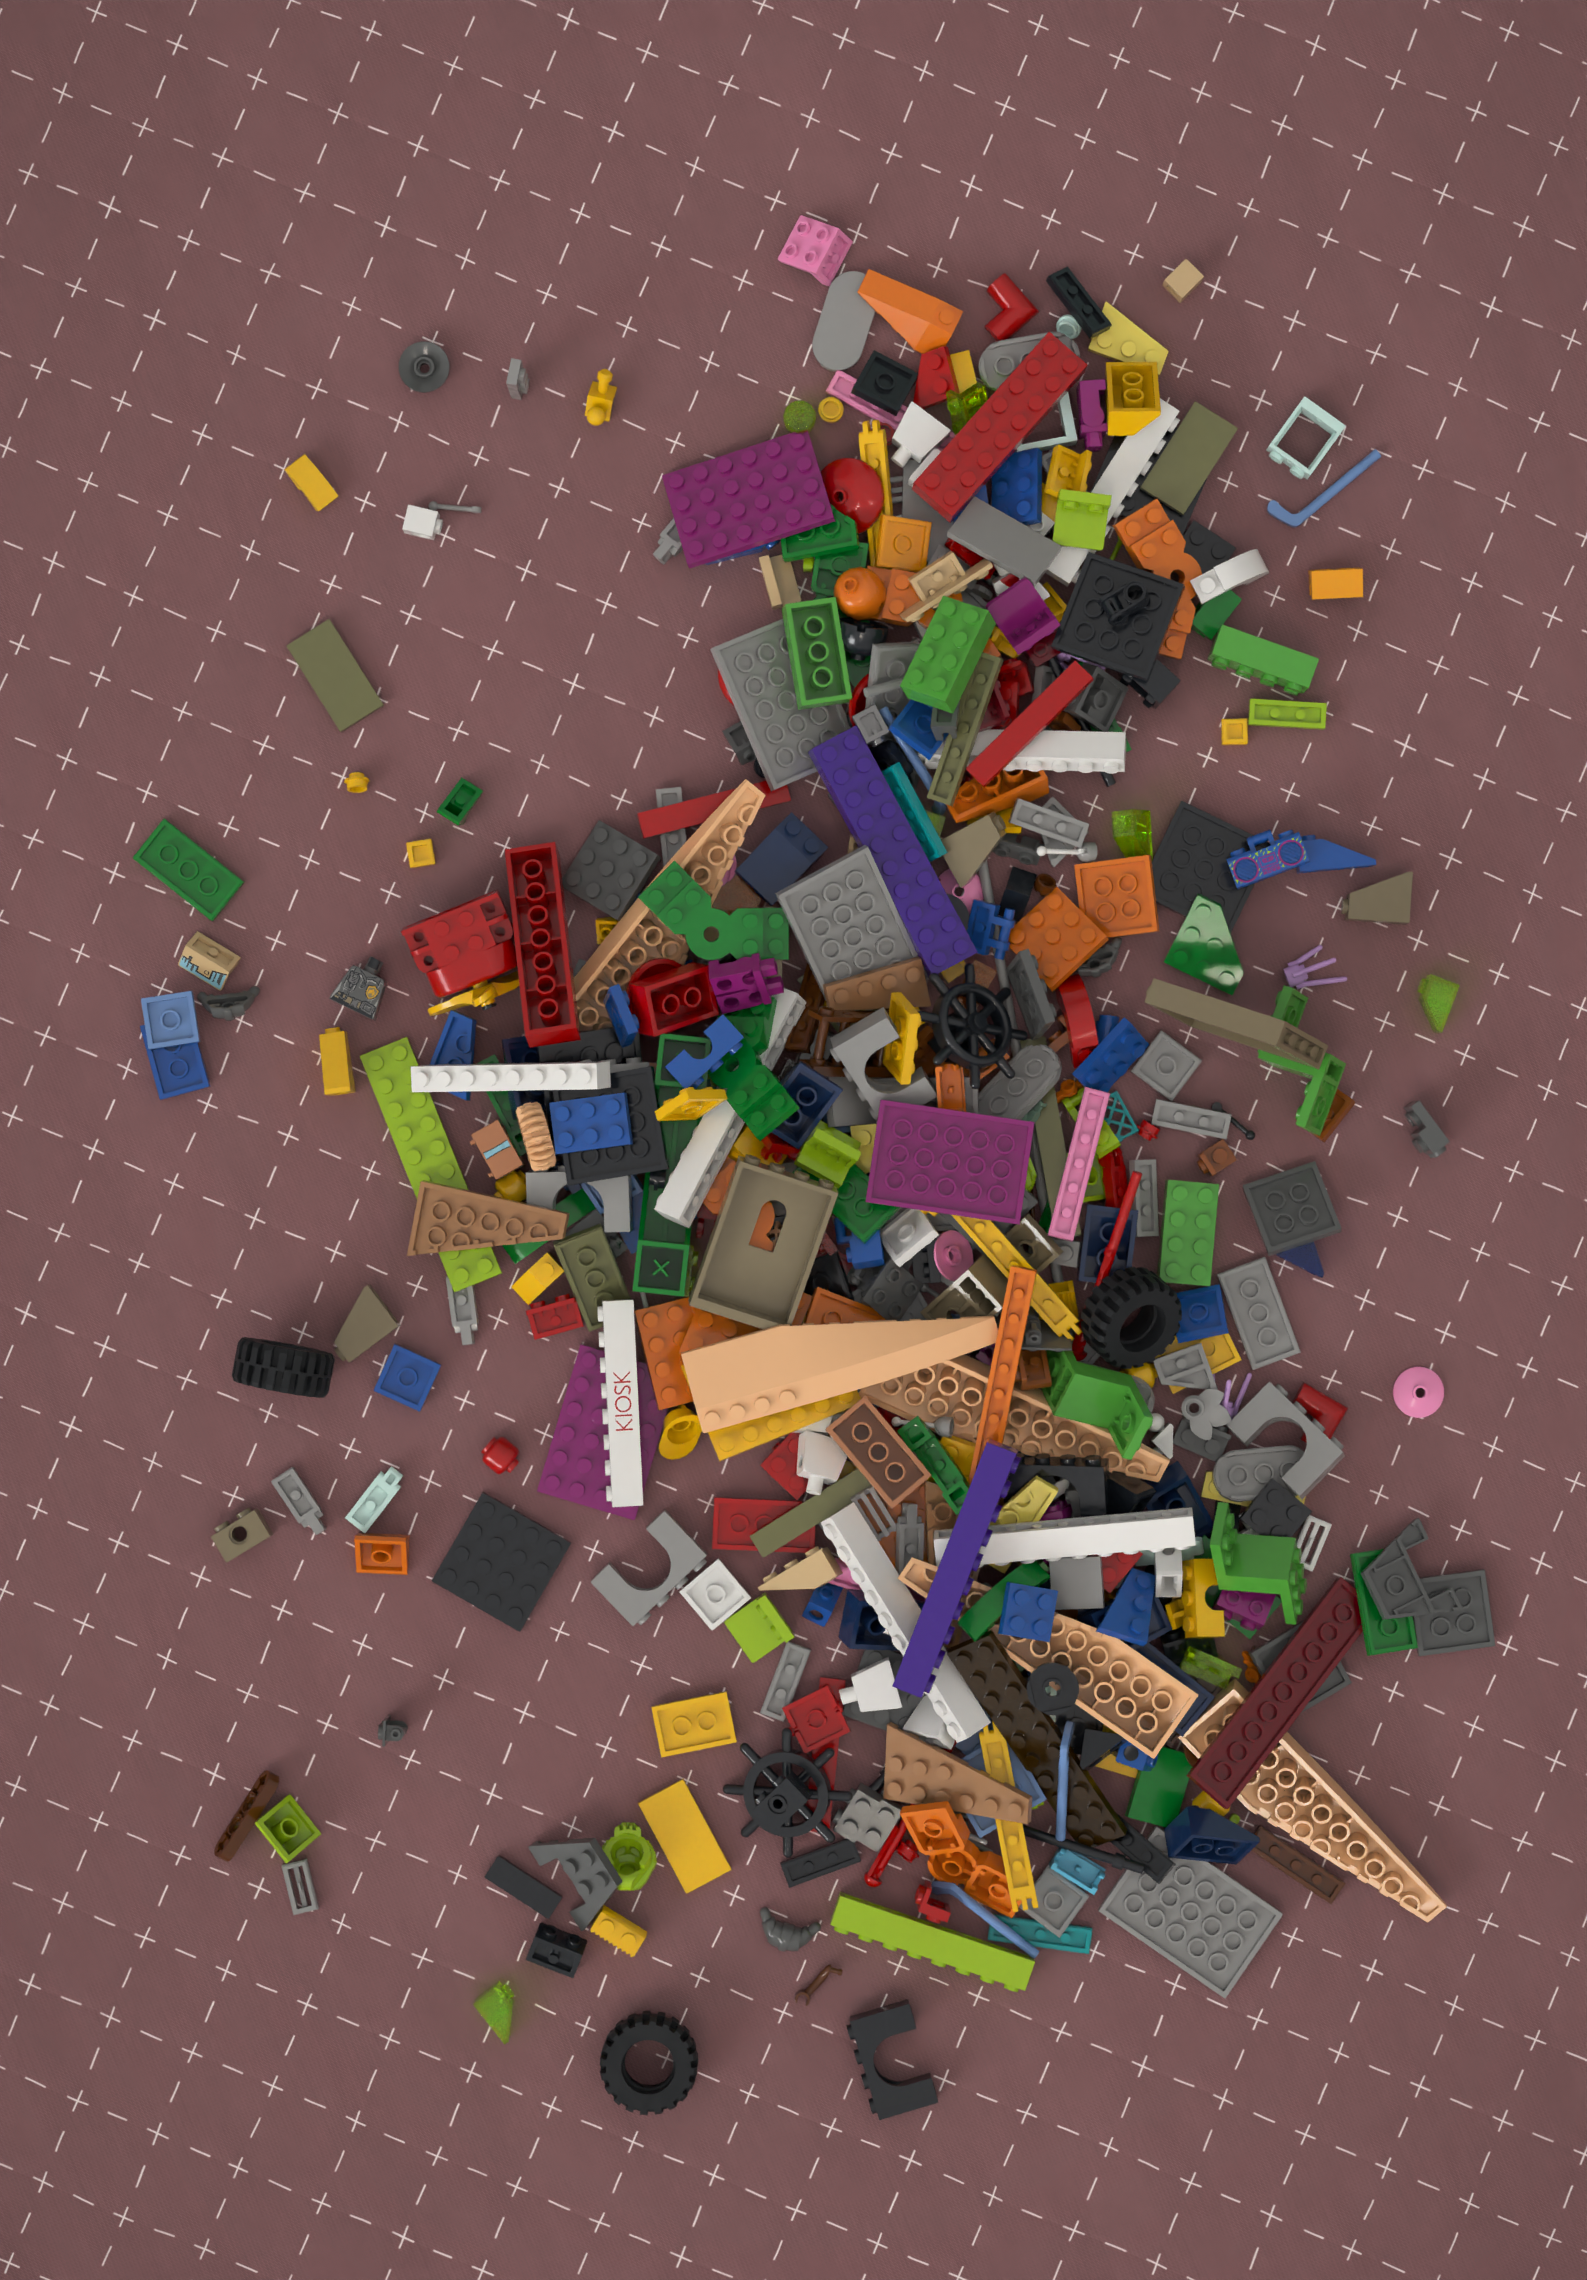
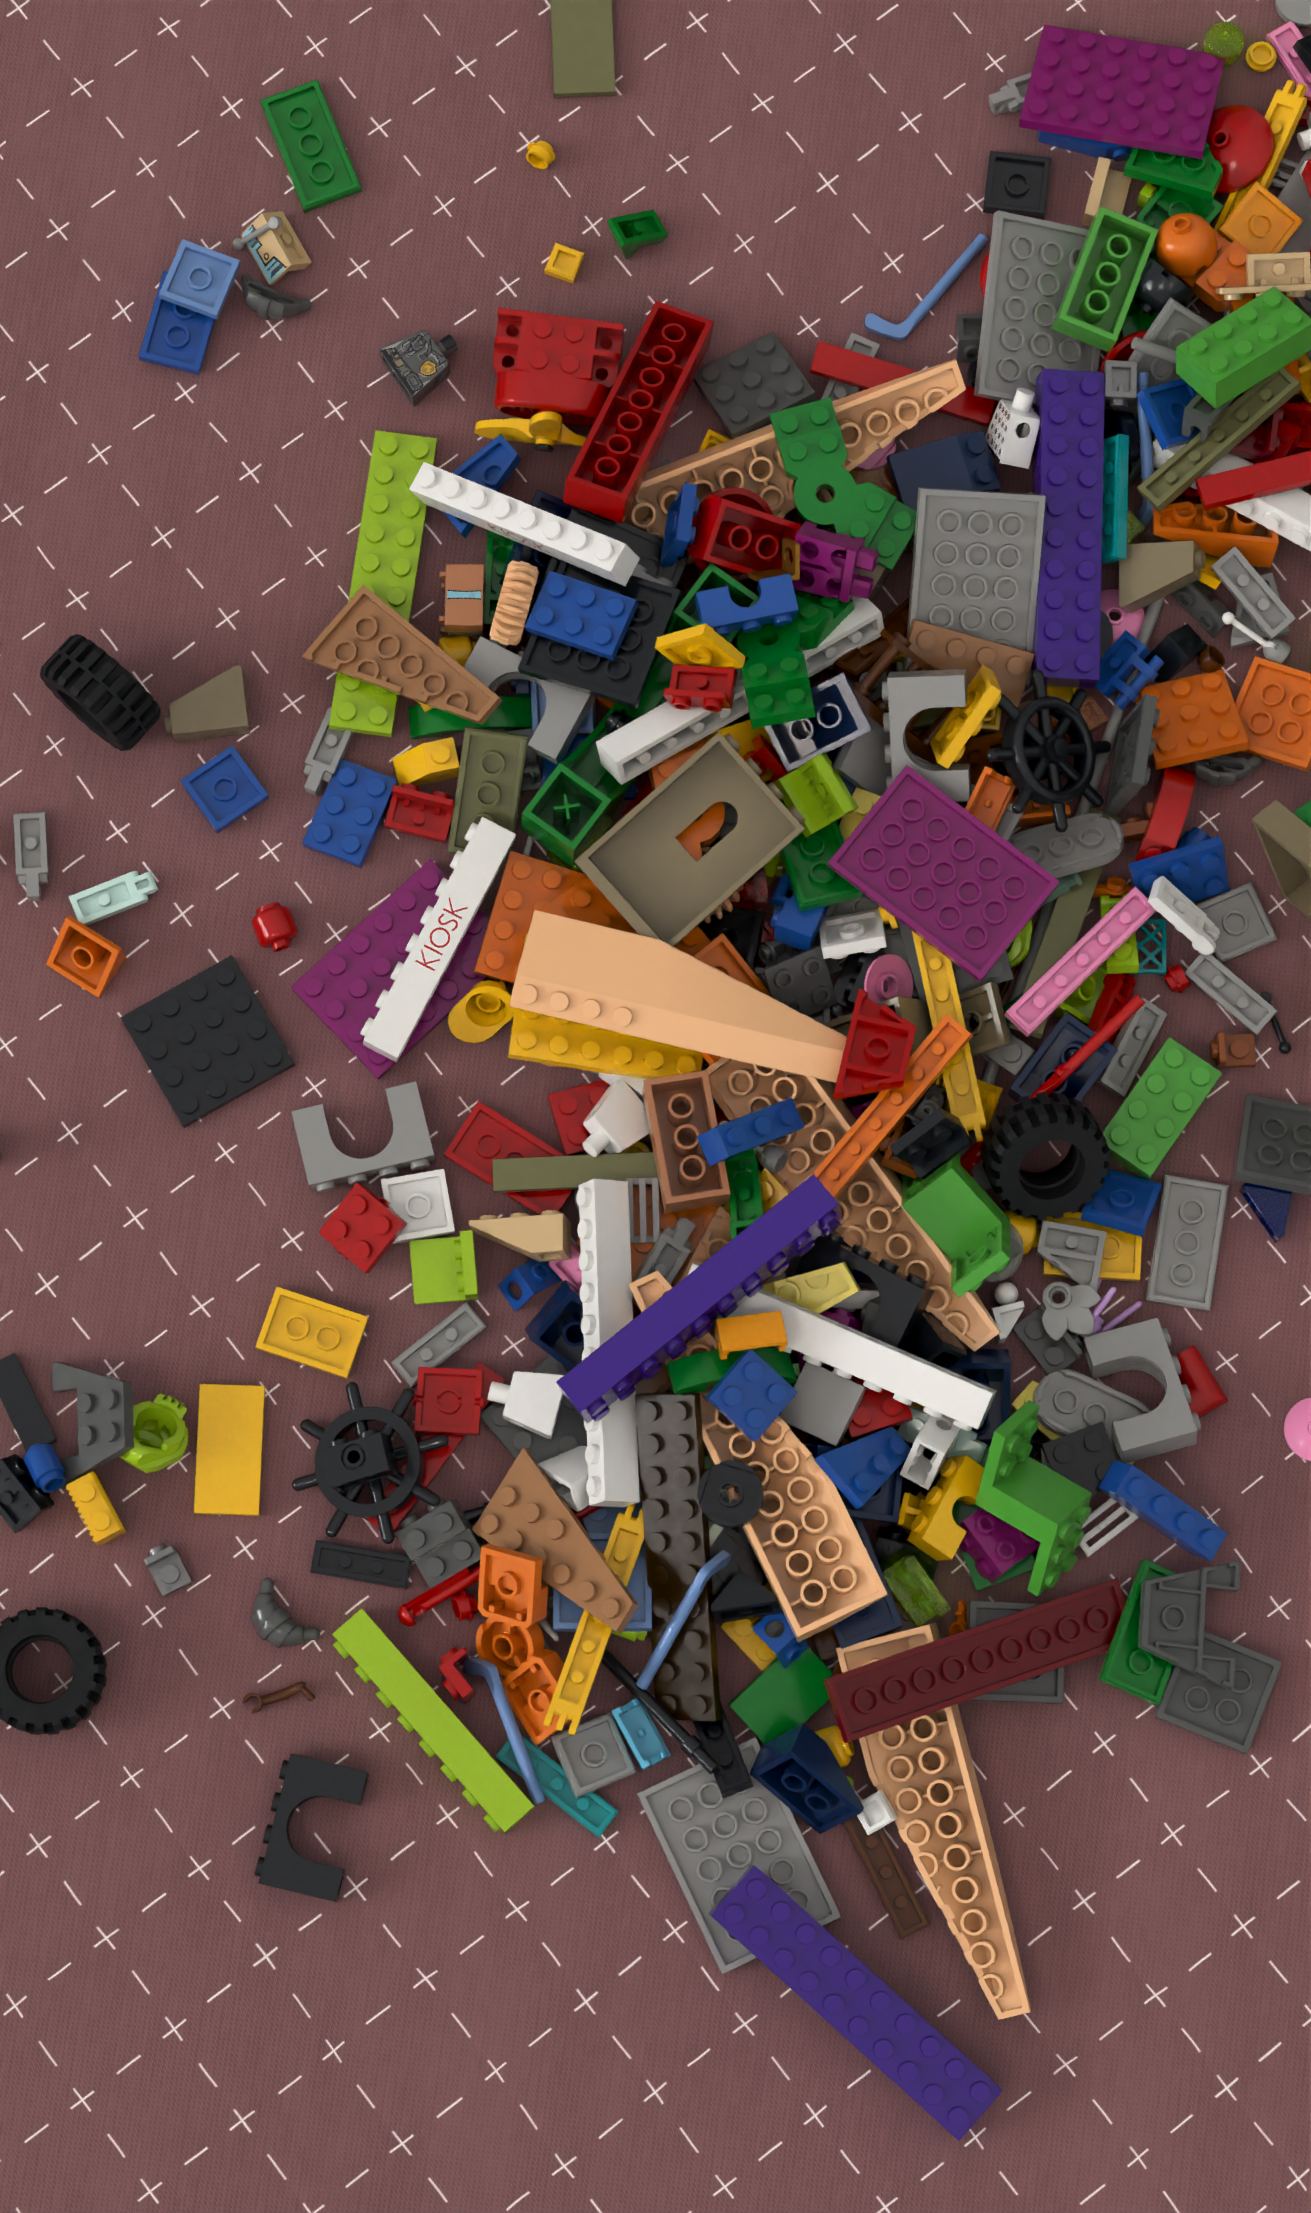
camera: 25 degrees right, 10 degrees down
(199, 949) = (274, 222): none -> light grey hinge
(336, 1062) = (346, 423): yellow slope -> none
(505, 1343) = (350, 813): none -> blue plate
(567, 1923) = (45, 1467): none -> blue brick
(686, 1632) = (362, 1227): none -> red plate
(690, 765) = (901, 331): none -> medium blue piece
(691, 1942) = (167, 1569): none -> flat silver bracket
(705, 1127) = (701, 687): none -> red bracket
(710, 609) = (1017, 184): none -> black plate
(713, 1011) = (787, 567): none -> pearl gold bracket
(814, 801) = (1014, 430): none -> white torso
(927, 1416) = (750, 1131): none -> blue arch
(975, 1320) = (874, 1050): none -> red wing
(1004, 1571) = (750, 1332): none -> light orange hinge
(1051, 1361) = (932, 1142): none -> black bracket
(1130, 1087) = (1184, 915): none -> white hinge
(1267, 1831) = (876, 1812): none -> white tile
(1325, 1967) = (855, 2002): none -> dark purple brick
(1348, 1516) = (1162, 1510): none -> blue brick

